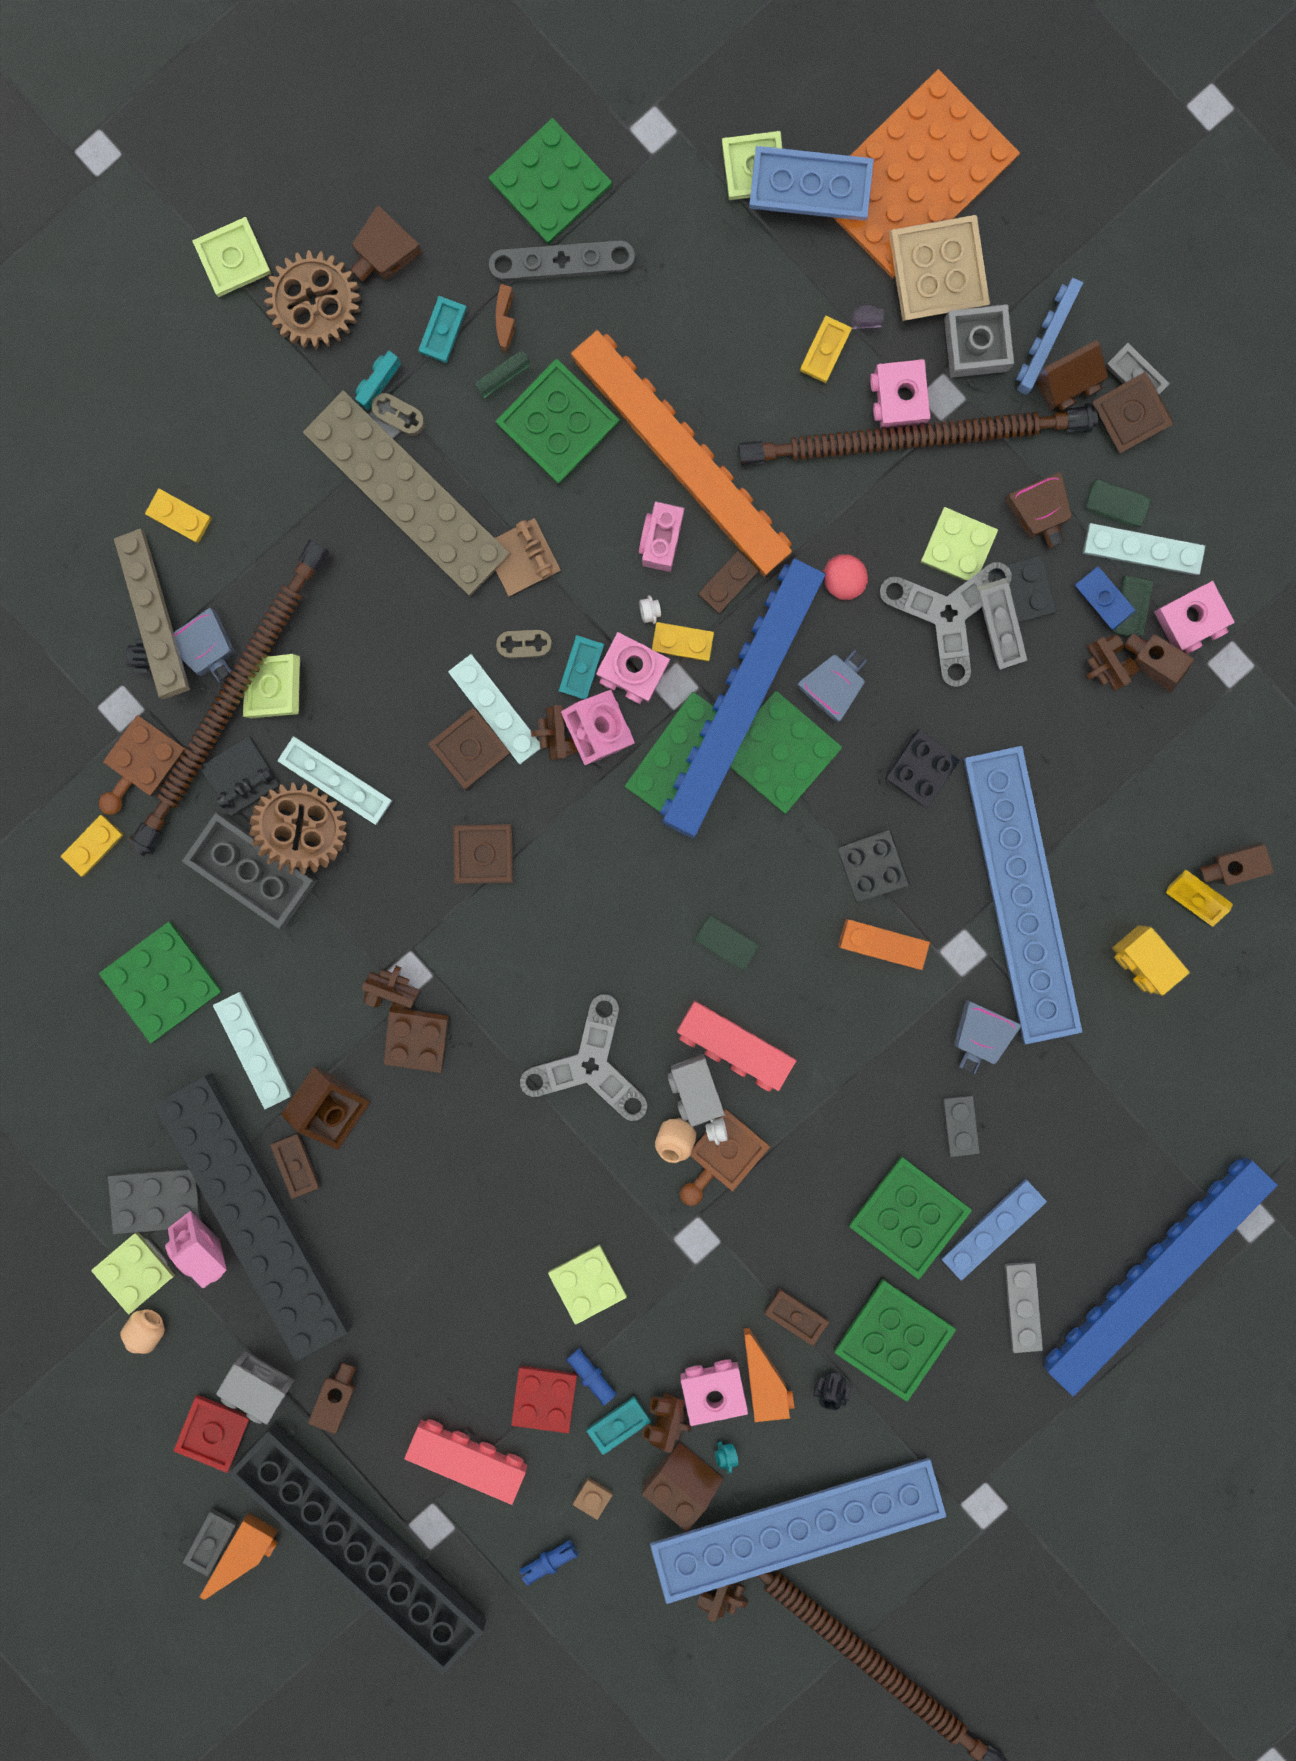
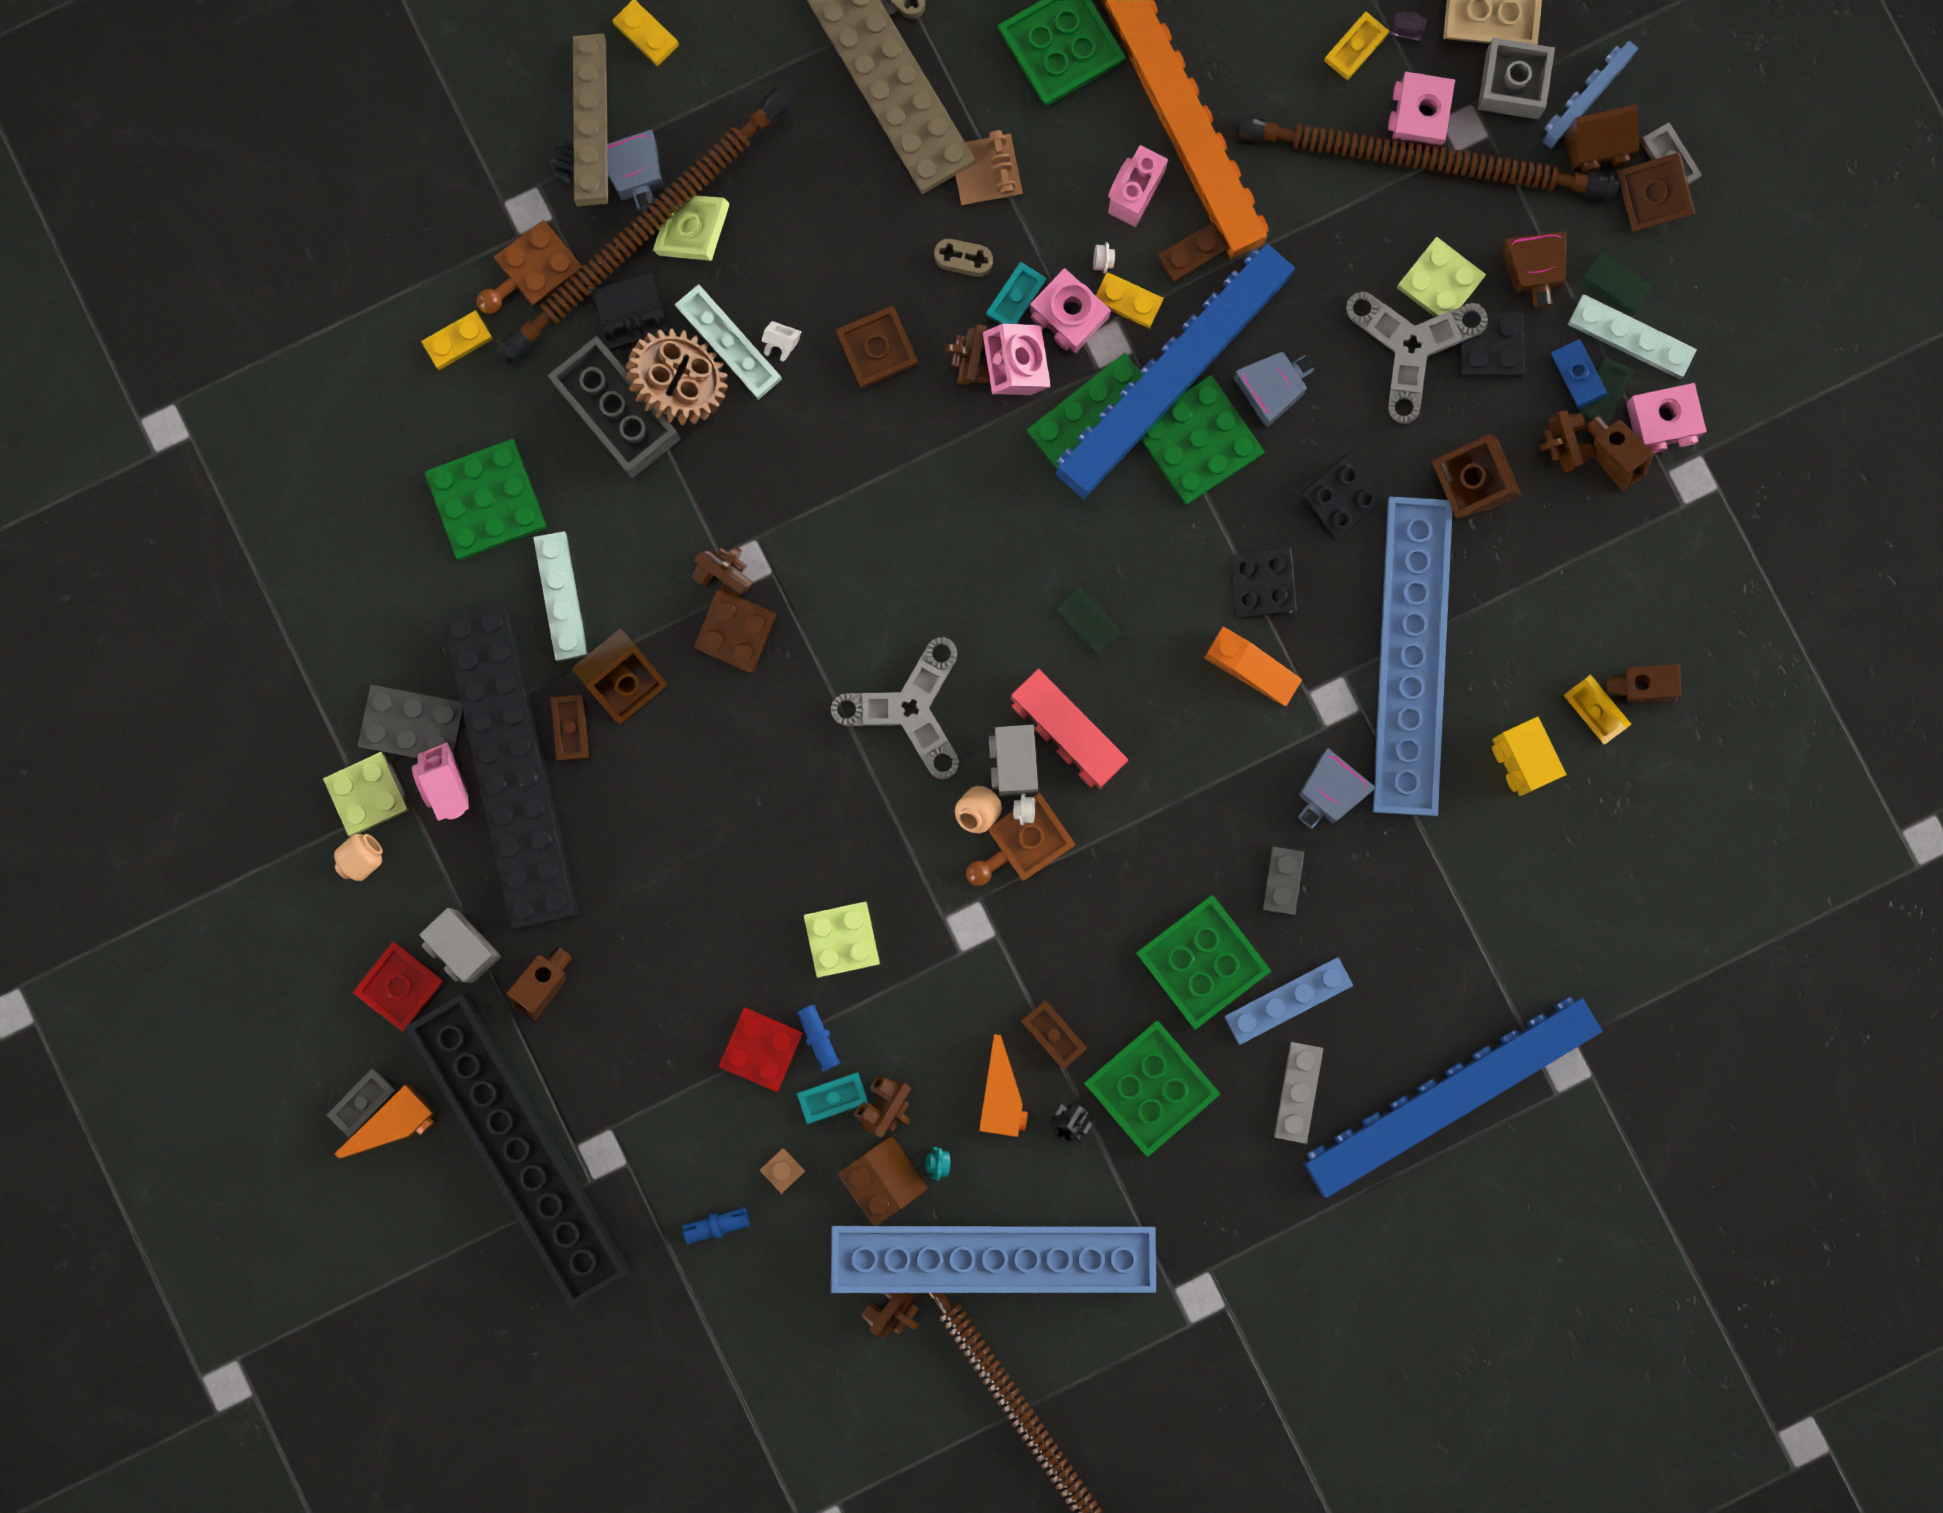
camera: 20 degrees right, 5 degrees down
(380, 764) = (782, 337): none -> white tile
(466, 1461) = (659, 1090): coral brick -> none
(483, 853) = (860, 459): reddish brown plate -> none
(495, 709) = (915, 315): light aqua plate -> none
(722, 1378) = (959, 1076): bright pink brick -> none
(845, 576) = (1315, 280): coral hair -> none
(1002, 623) = (1465, 368): light grey plate -> none
(1038, 719) = (1476, 477): none -> reddish brown slope

